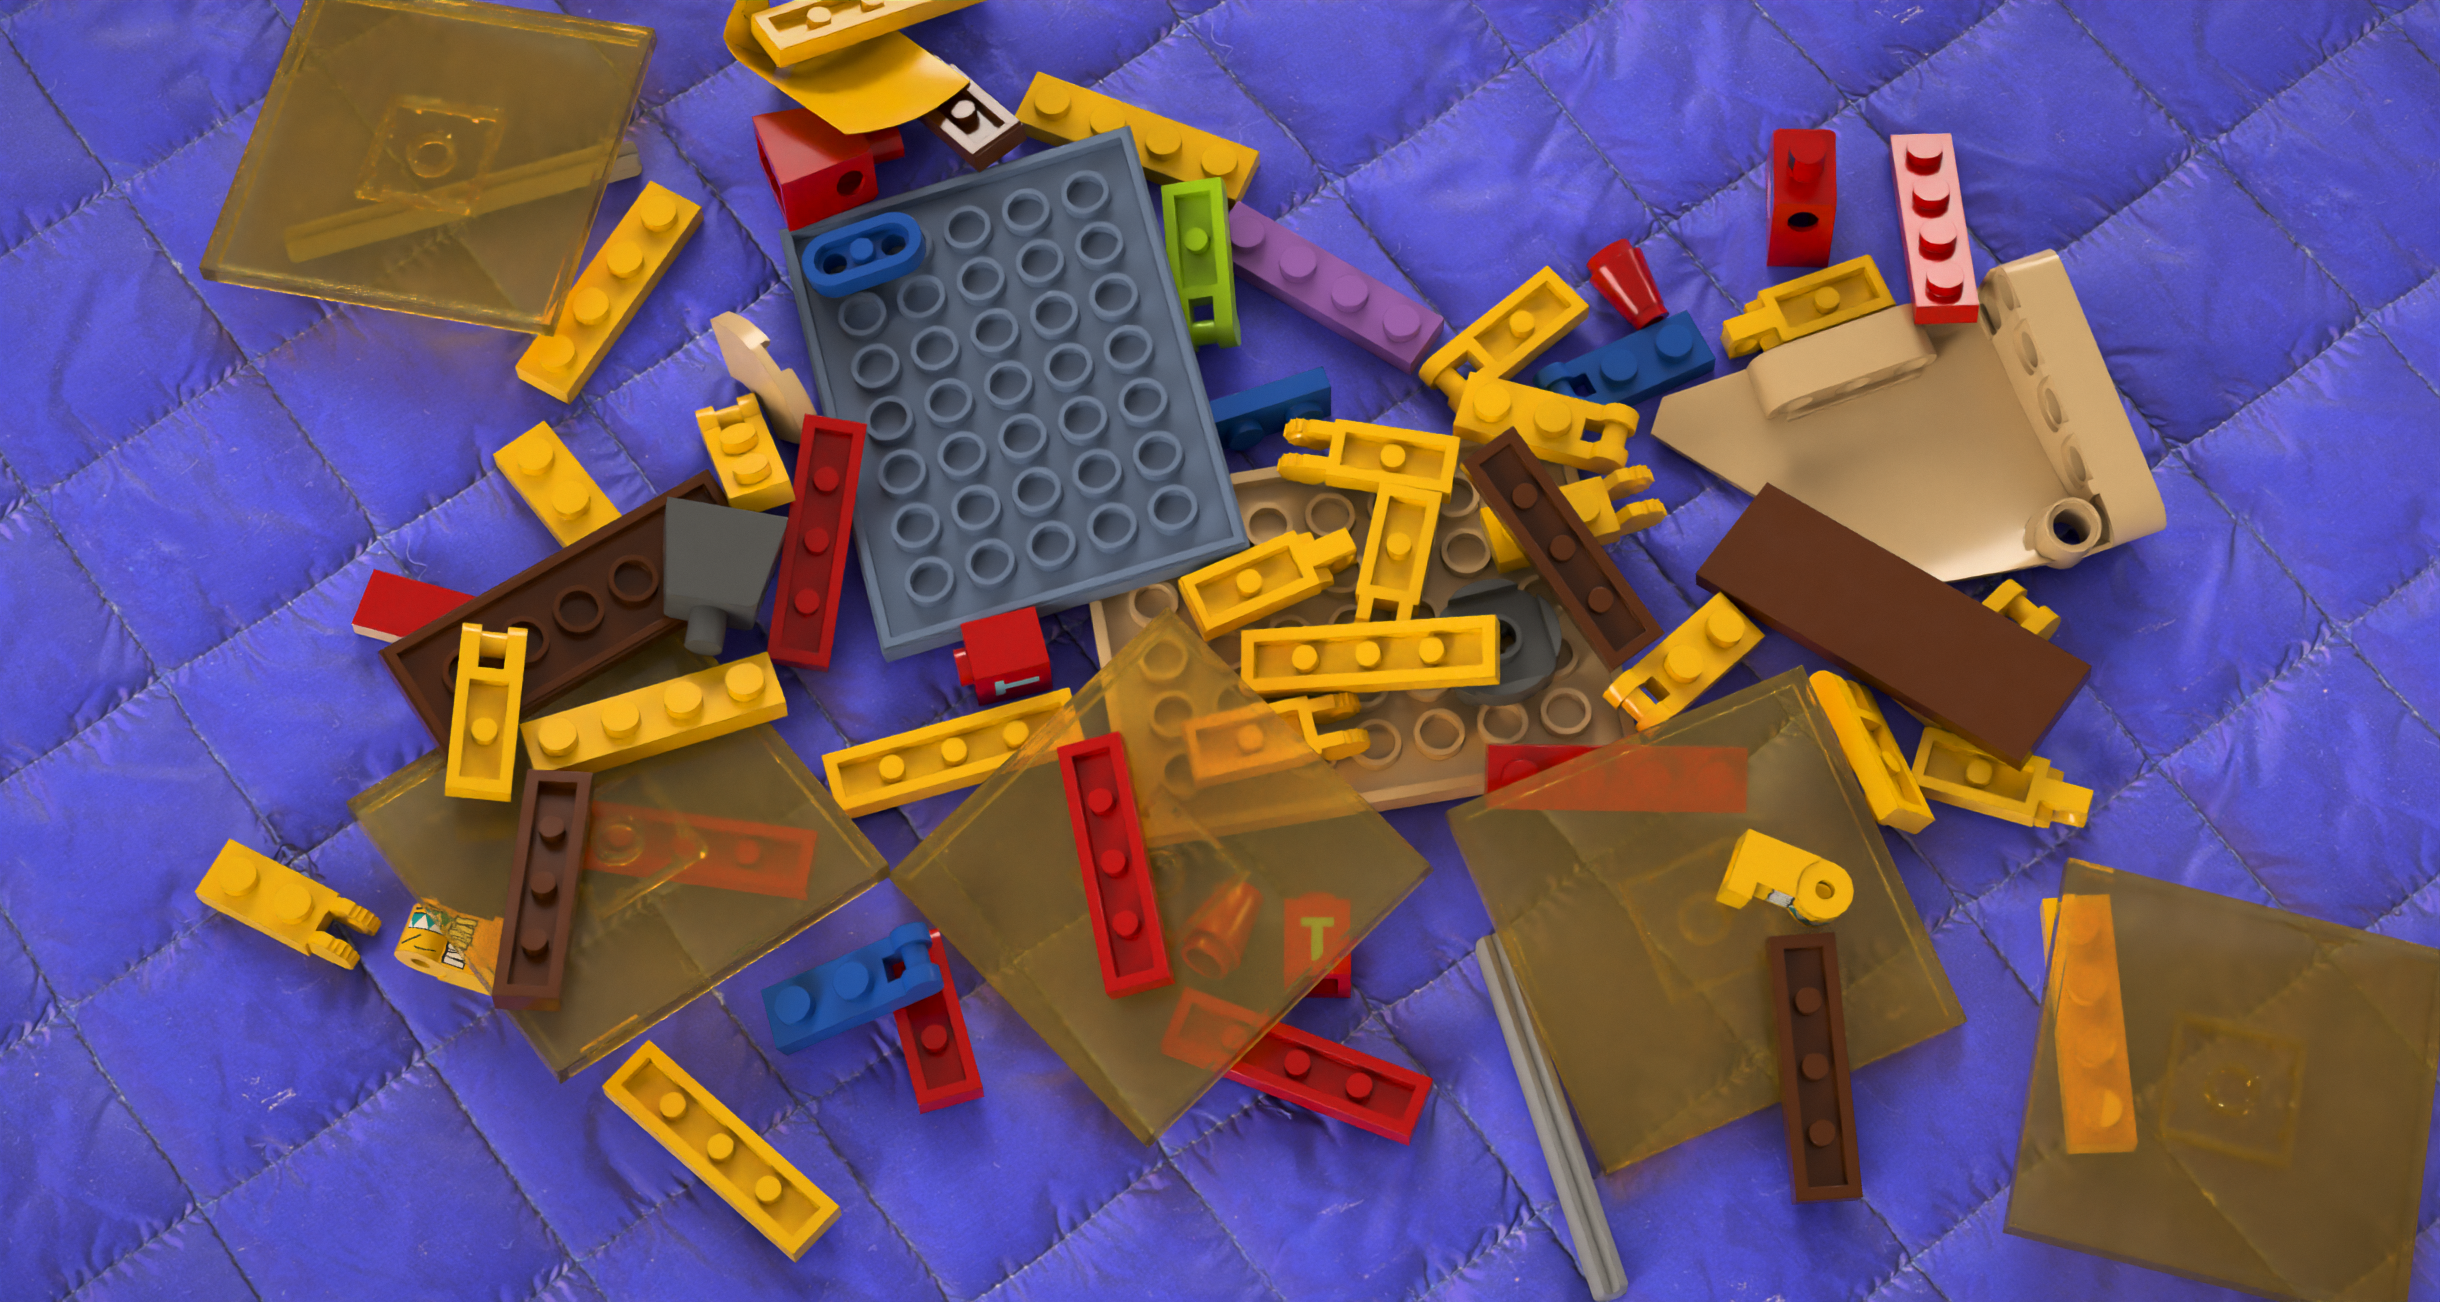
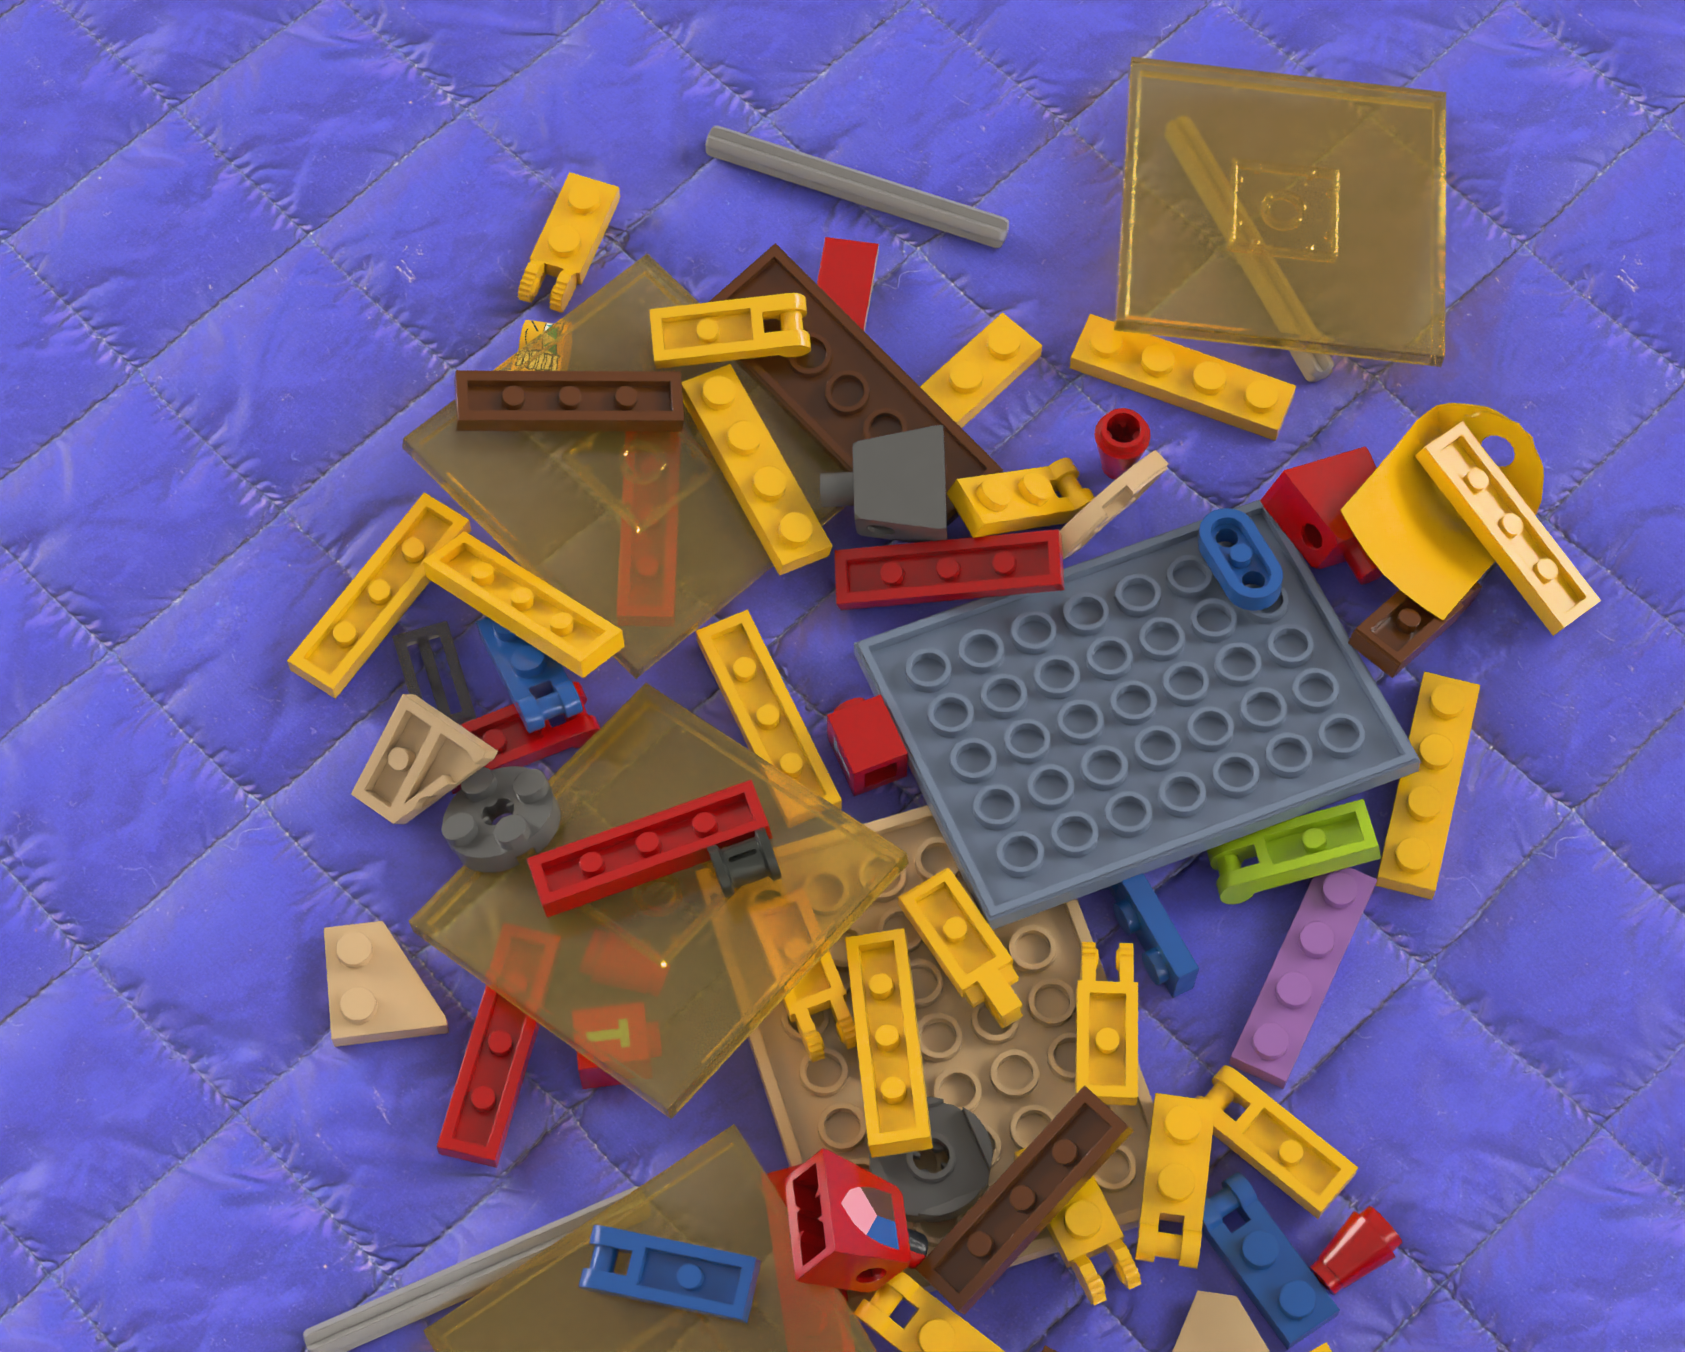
camera: 80 degrees right, 0 degrees up
(285, 588) = (857, 186): none -> light grey axle
(695, 349) = (1121, 440): none -> red cone
(783, 976) = (524, 604): none -> yellow plate
(844, 1127) = (422, 637): none -> clear smoke tile
(953, 1112) = (418, 761): none -> tan wing
(1000, 1027) = (485, 797): none -> dark grey plate
(1156, 739) = (744, 862): none -> pearl dark grey bush
(1204, 1197) = (375, 988): none -> tan wing
(1397, 552) = (1002, 1058): yellow hinge -> none
(1578, 709) = (848, 1226): none -> red torso
(1601, 889) = (672, 1274): none -> blue plate

